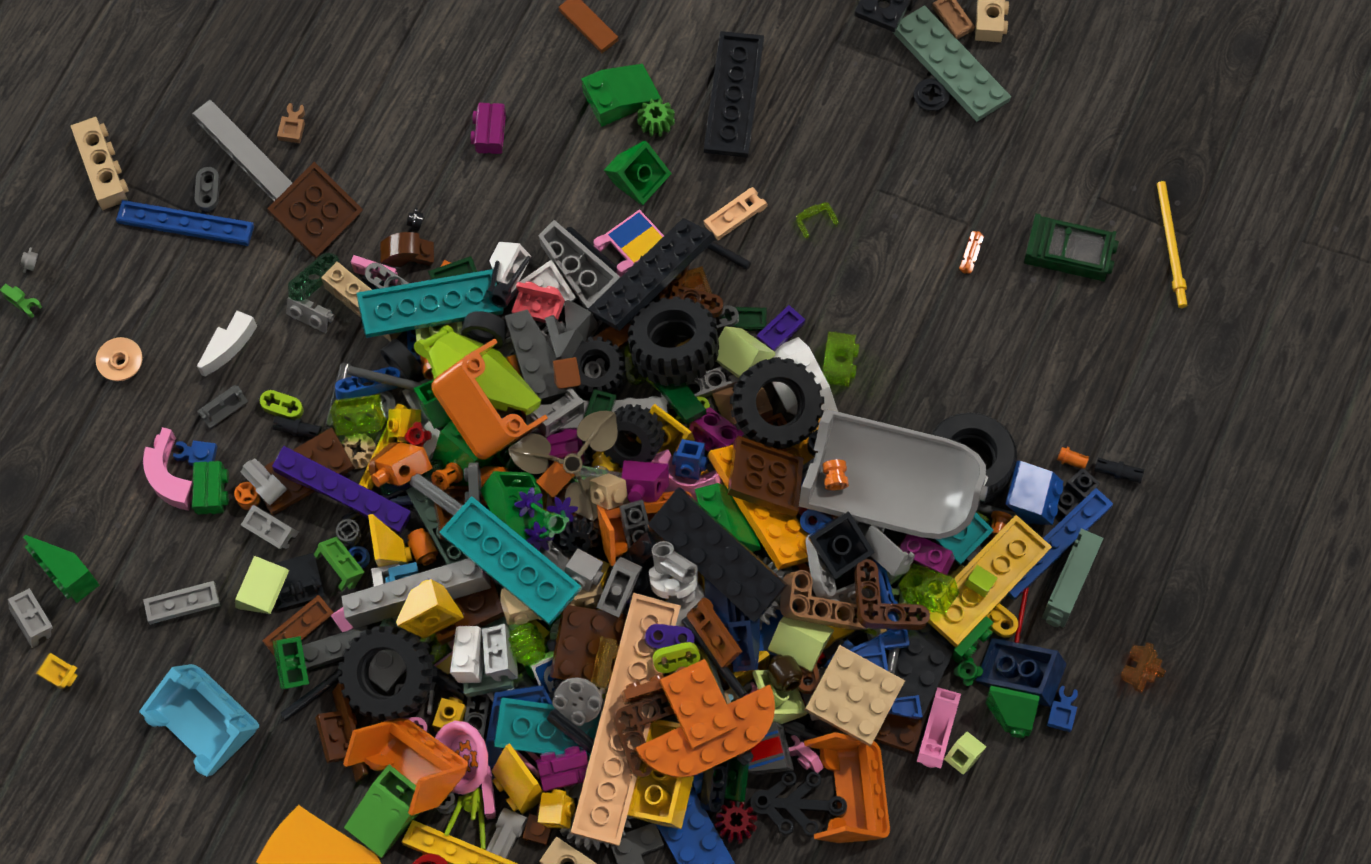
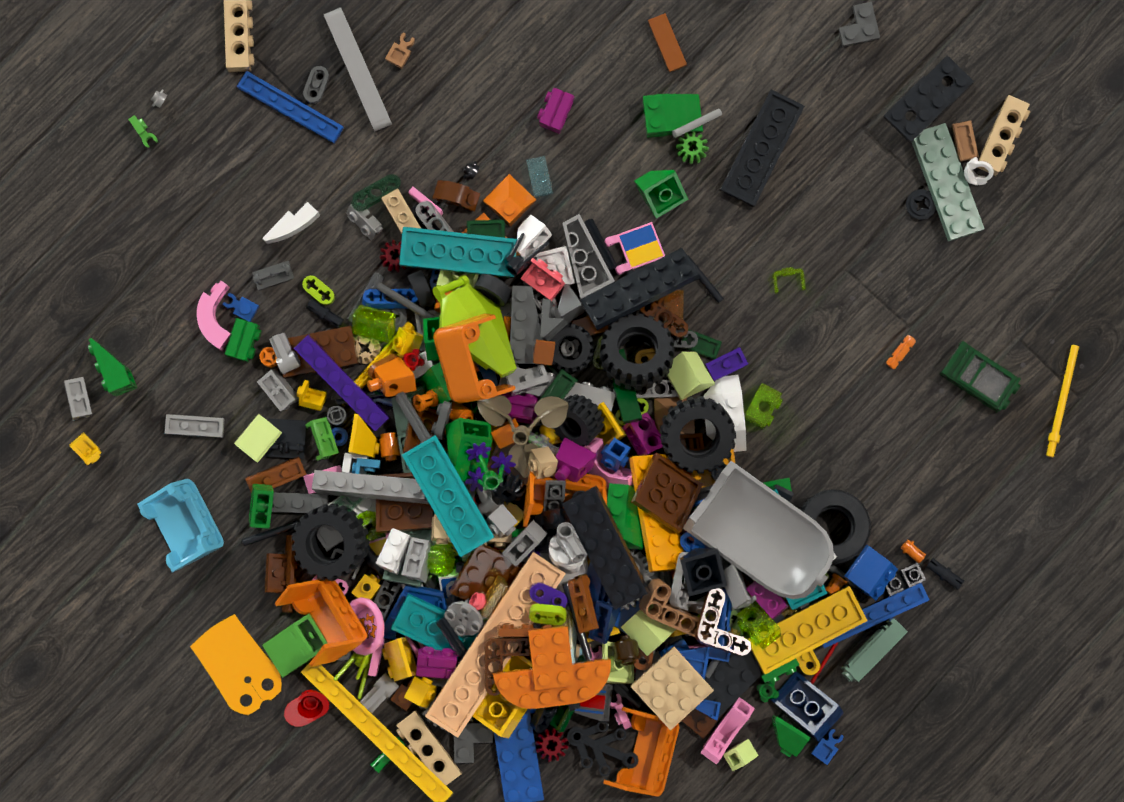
camera: 20 degrees right, 15 degrees up
(117, 350) = (203, 199): light nougat dish -> none
(310, 524) = (311, 397): none -> yellow bracket
(314, 209) = (394, 135): reddish brown plate -> none
(357, 346) = (388, 257): none -> dark red gear
(428, 610) = (375, 507): yellow slope -> none
(470, 238) = (509, 200): none -> orange slope
(495, 202) = (539, 176): none -> clear light blue plate
(588, 672) = (478, 601): none -> coral plate
(652, 89) = (696, 123): none -> light grey bar
(735, 213) = (725, 253): light nougat plate -> none
(835, 475) = (719, 516): orange wheel -> none
(972, 47) = (971, 177): none -> white piece
(980, 581) = (801, 631): lime slope -> none
(1147, 667) = (894, 741): clear orange hips -> none

